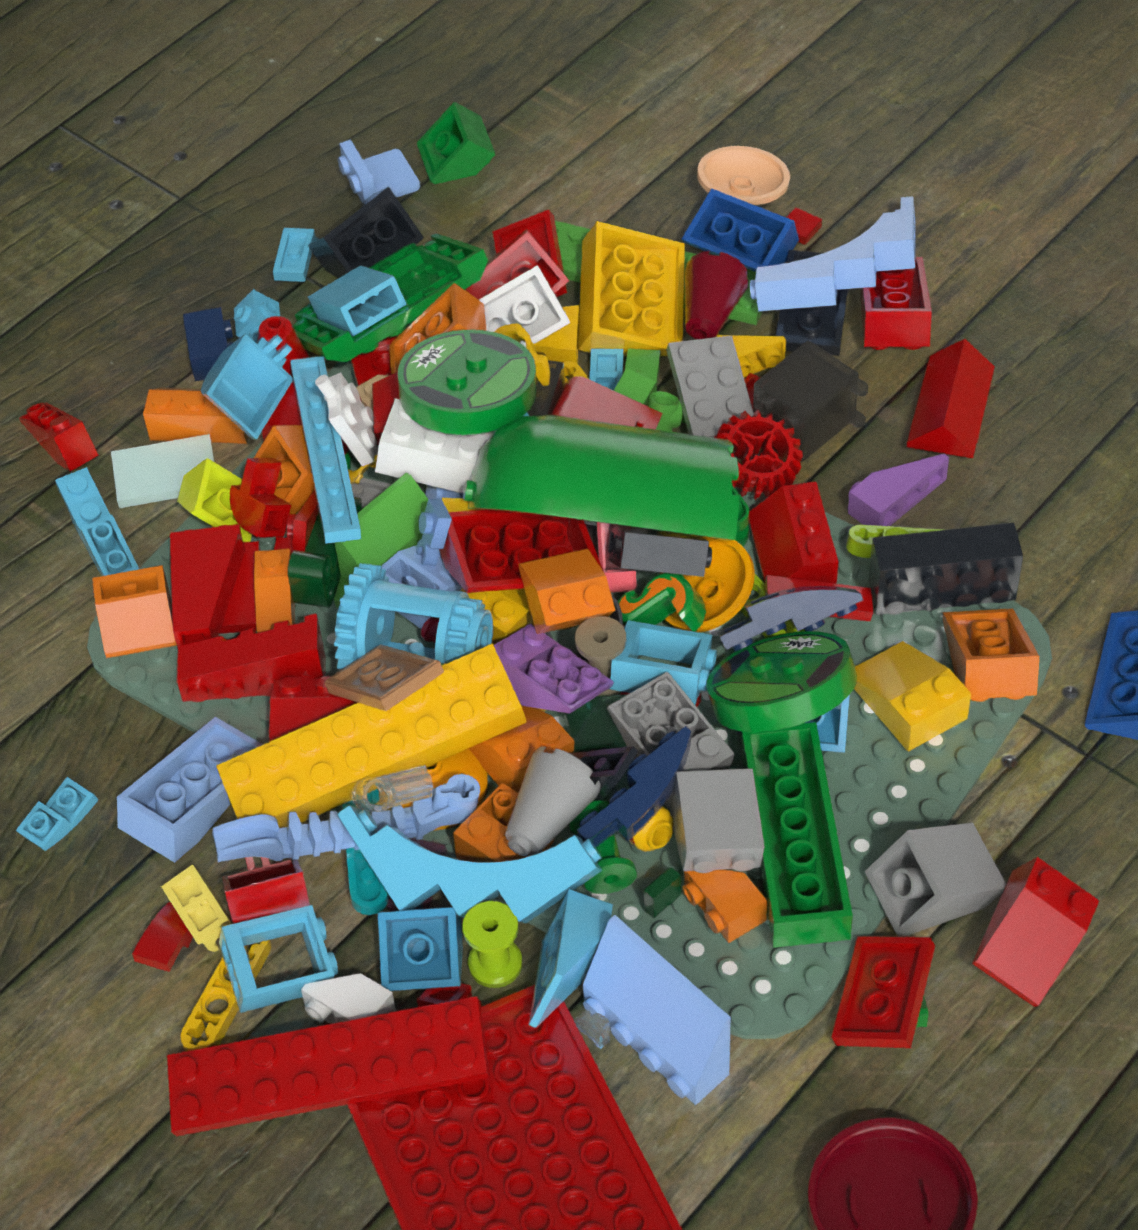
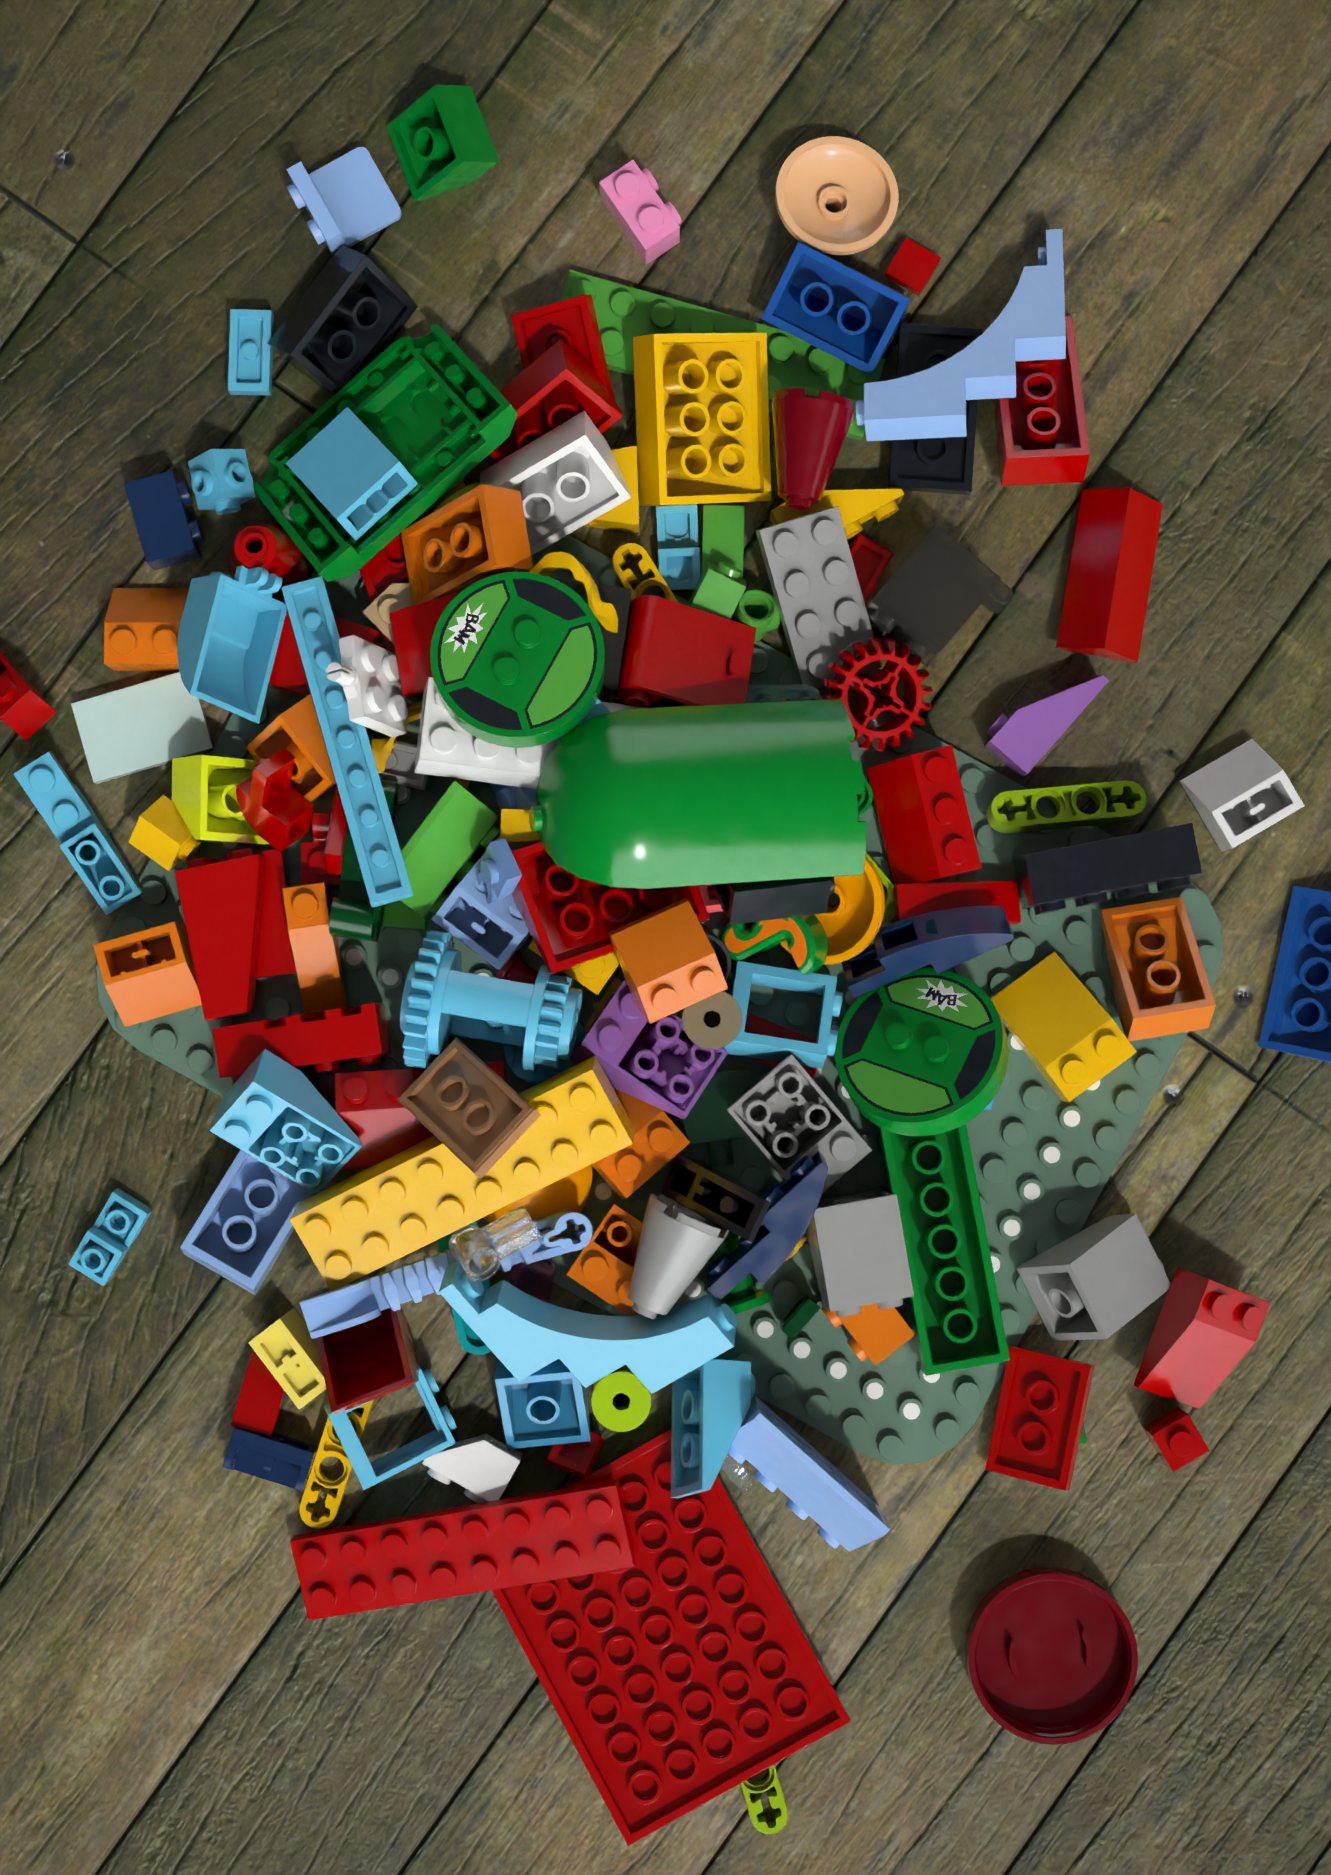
camera: 10 degrees left, 35 degrees up
(160, 989) = (271, 1457): none -> dark blue hinge
(165, 516) = (164, 835): none -> yellow brick
(224, 705) = (285, 1123): none -> medium azure slope
(596, 185) = (640, 212): none -> bright pink brick
(1014, 1018) = (1176, 1439): none -> red brick
(1066, 545) = (1241, 794): none -> white slope

